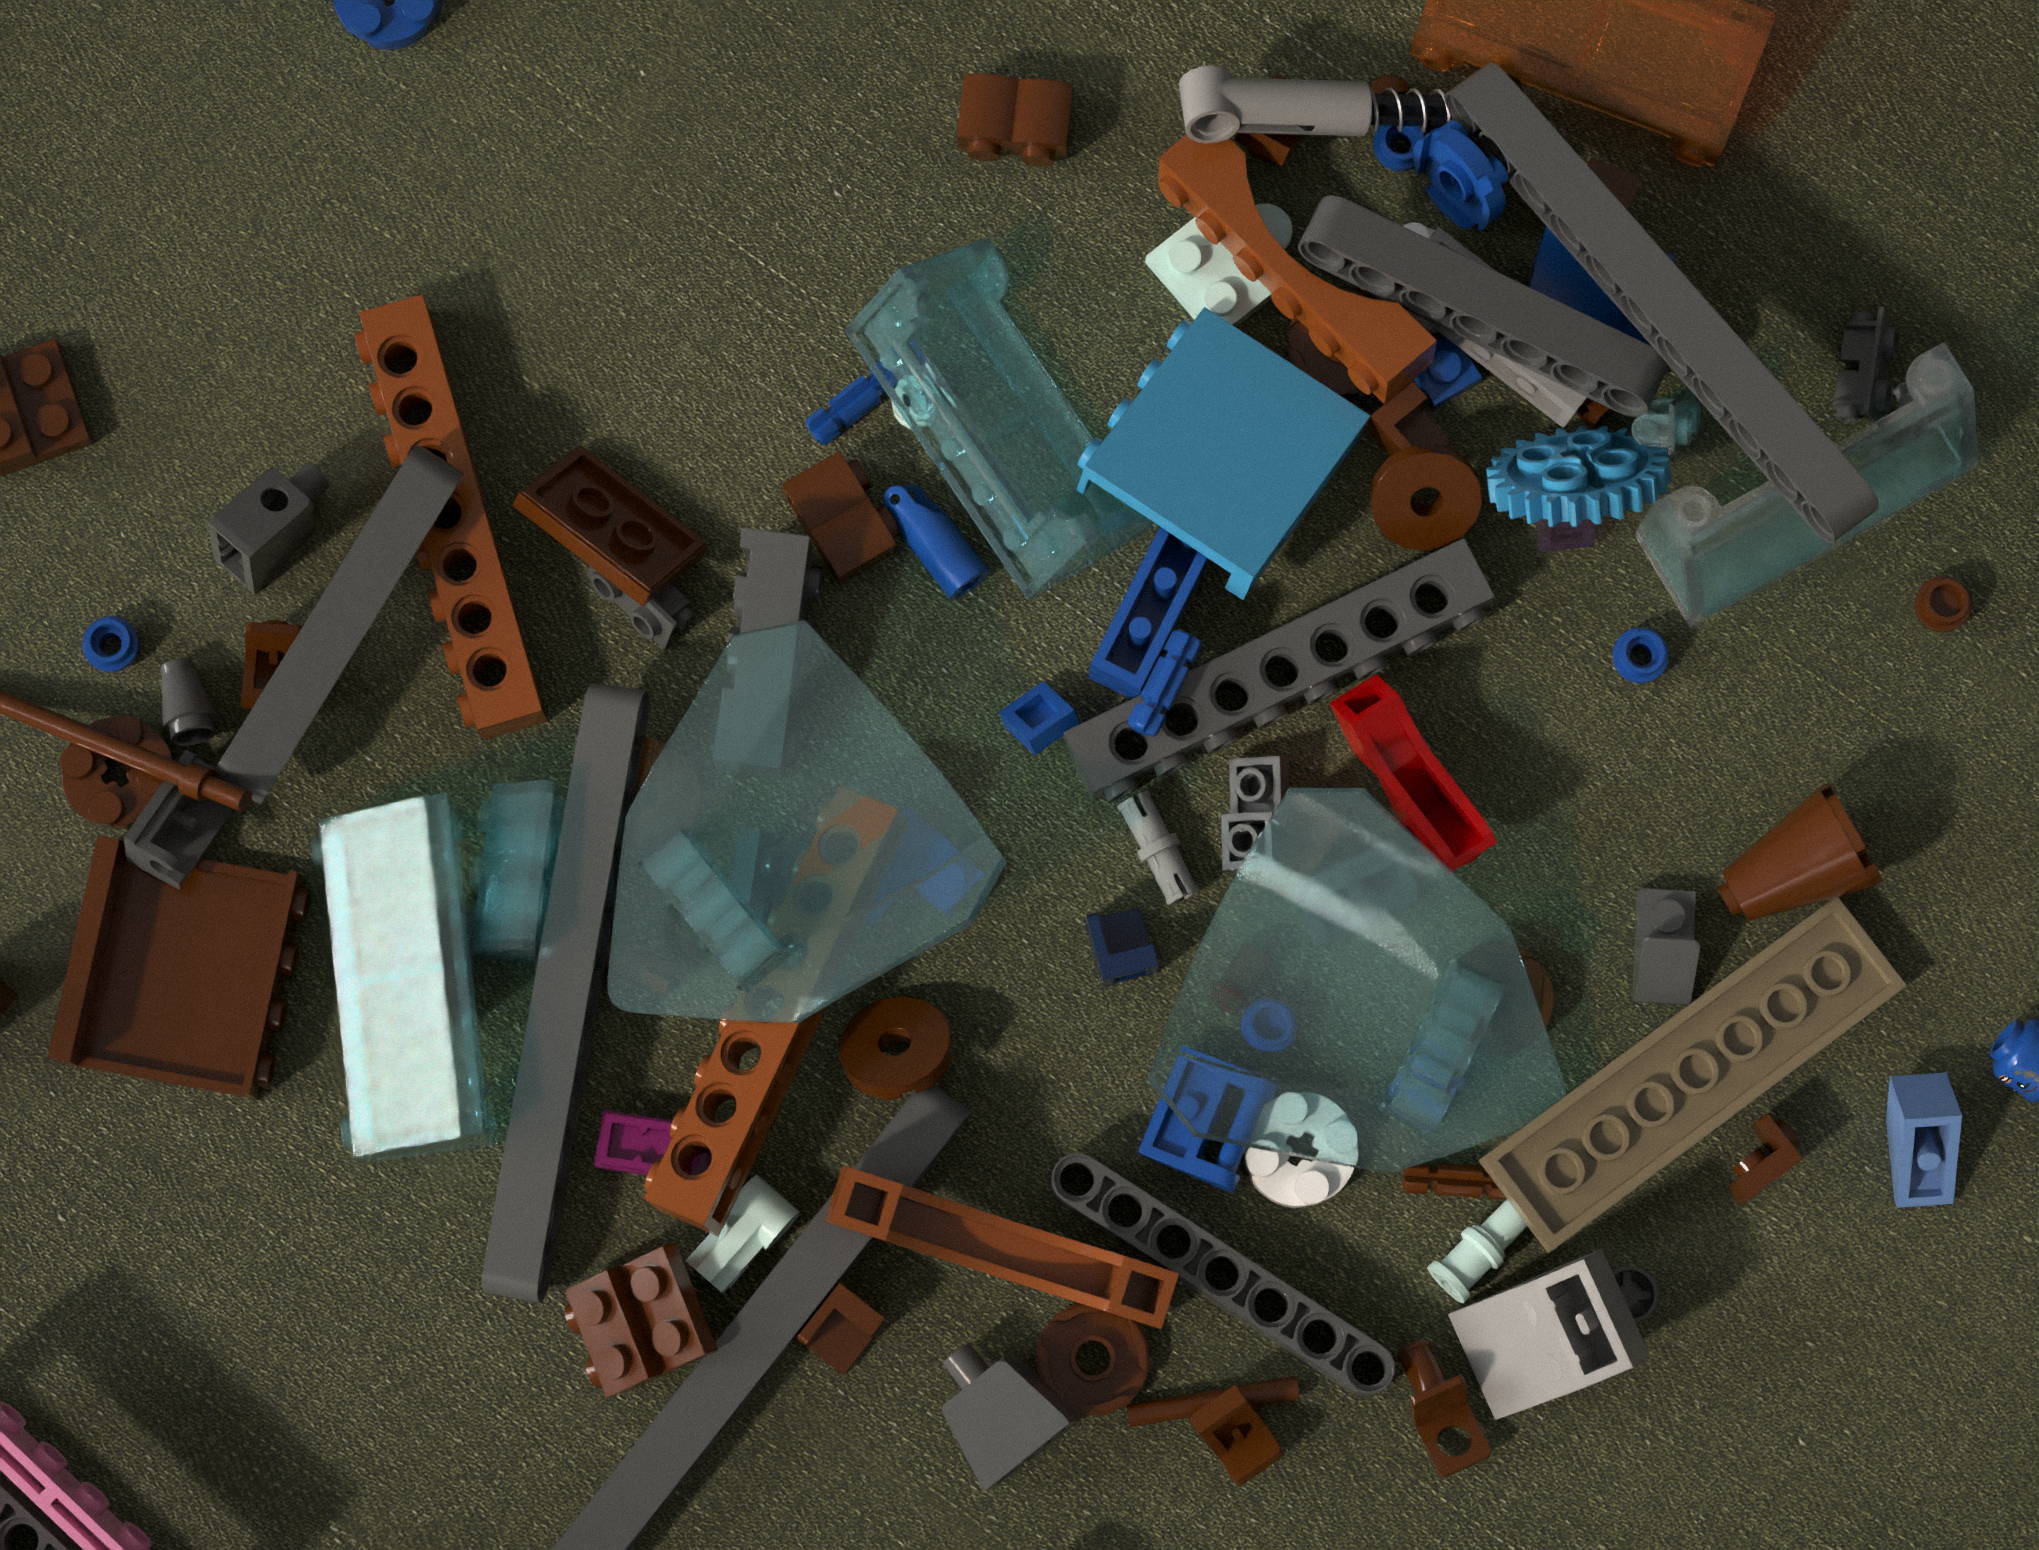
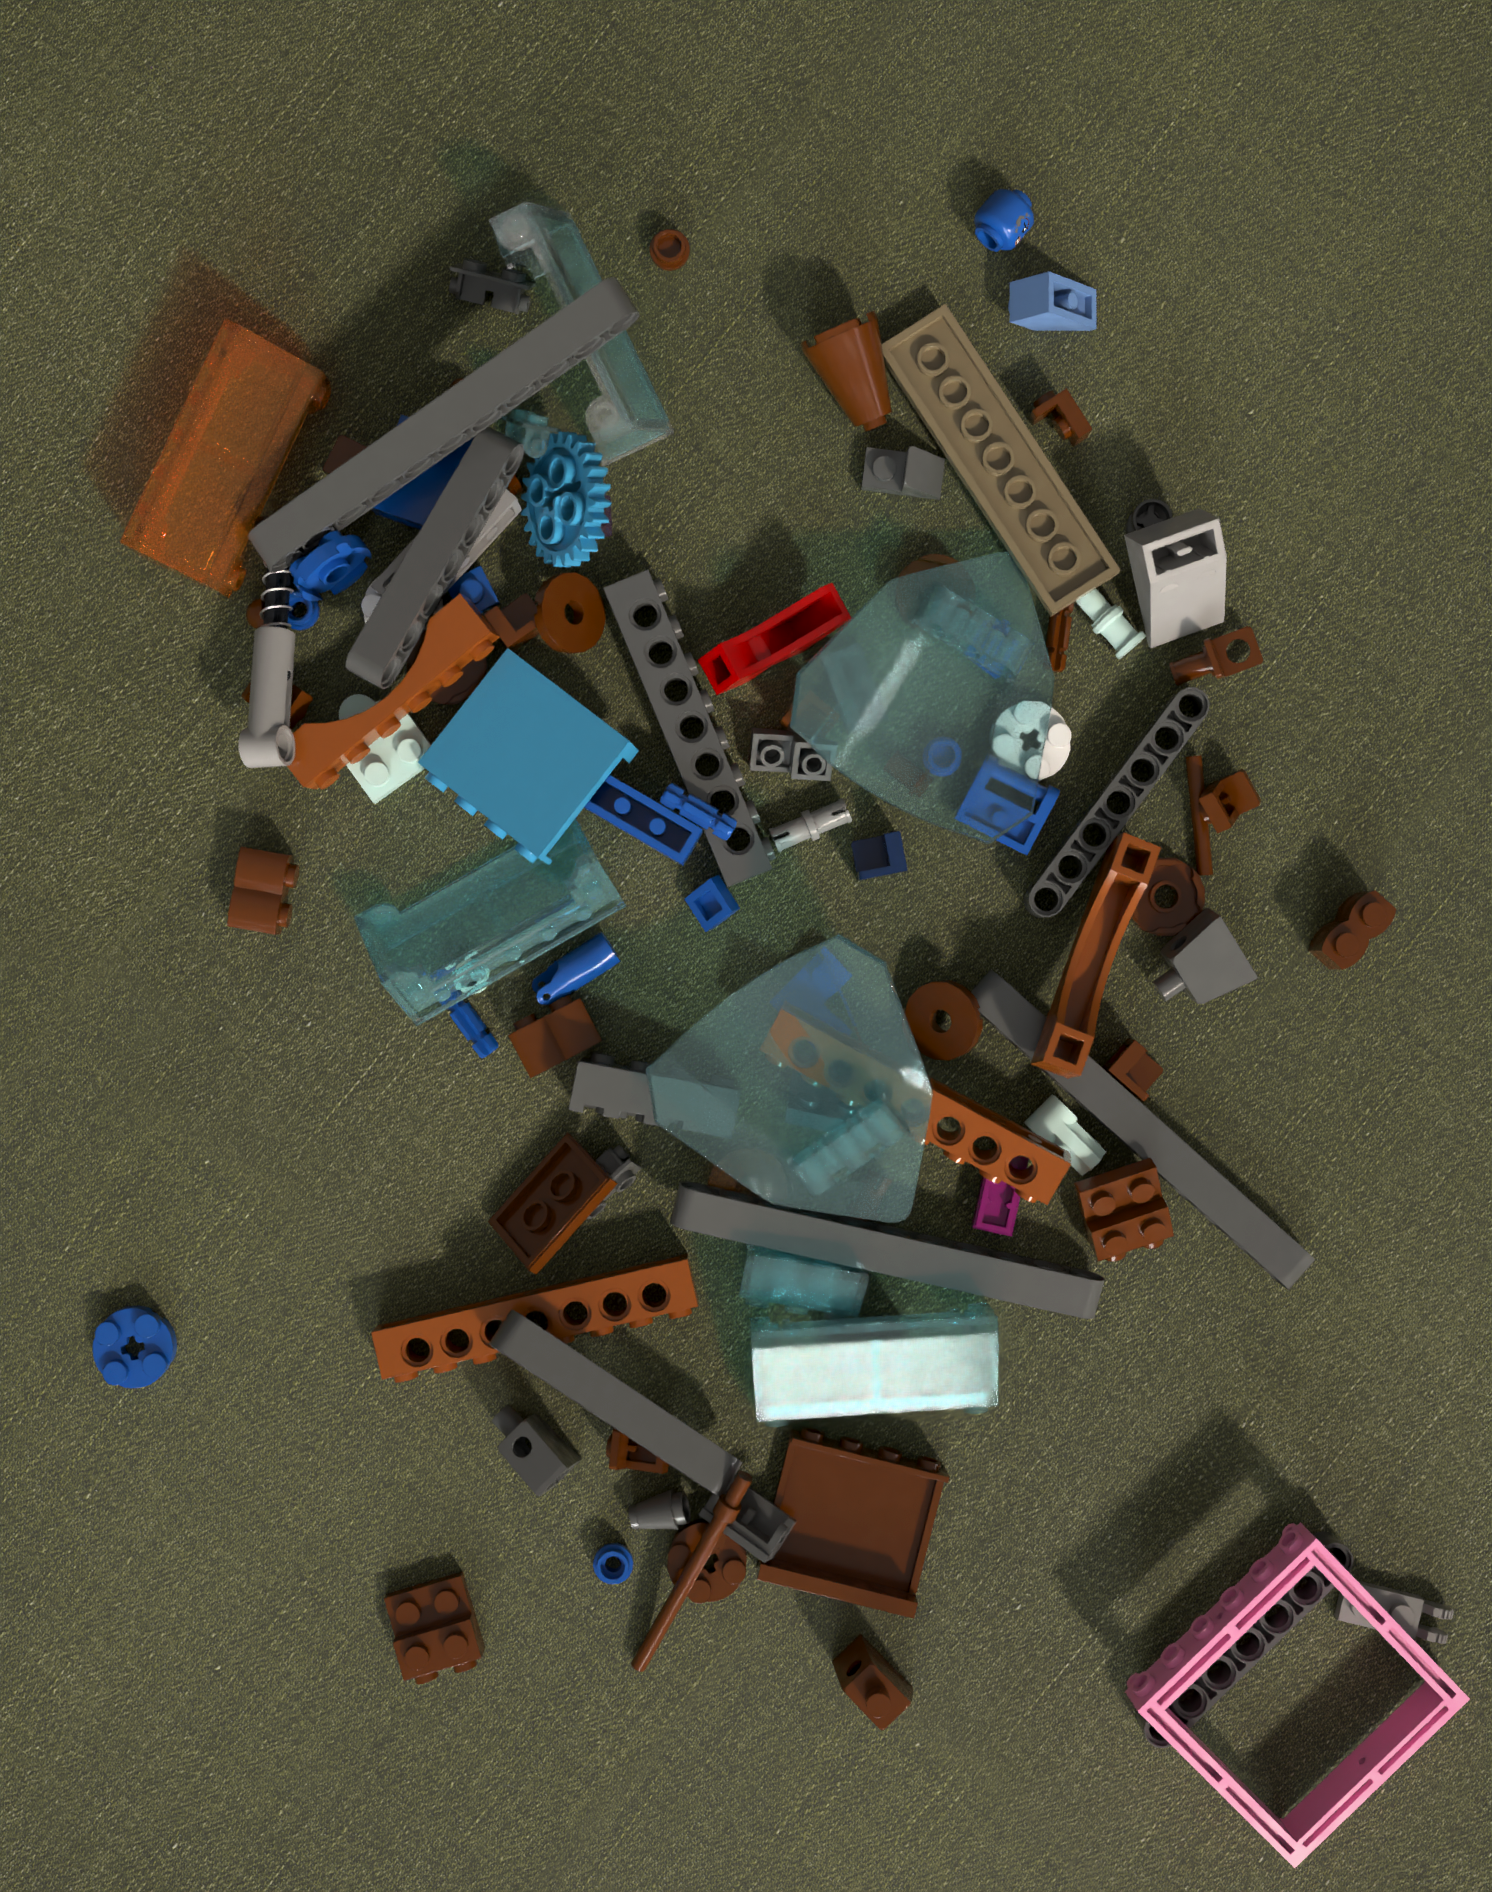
camera: 90 degrees left, 10 degrees up
(1652, 644) = (688, 458): blue plate -> none

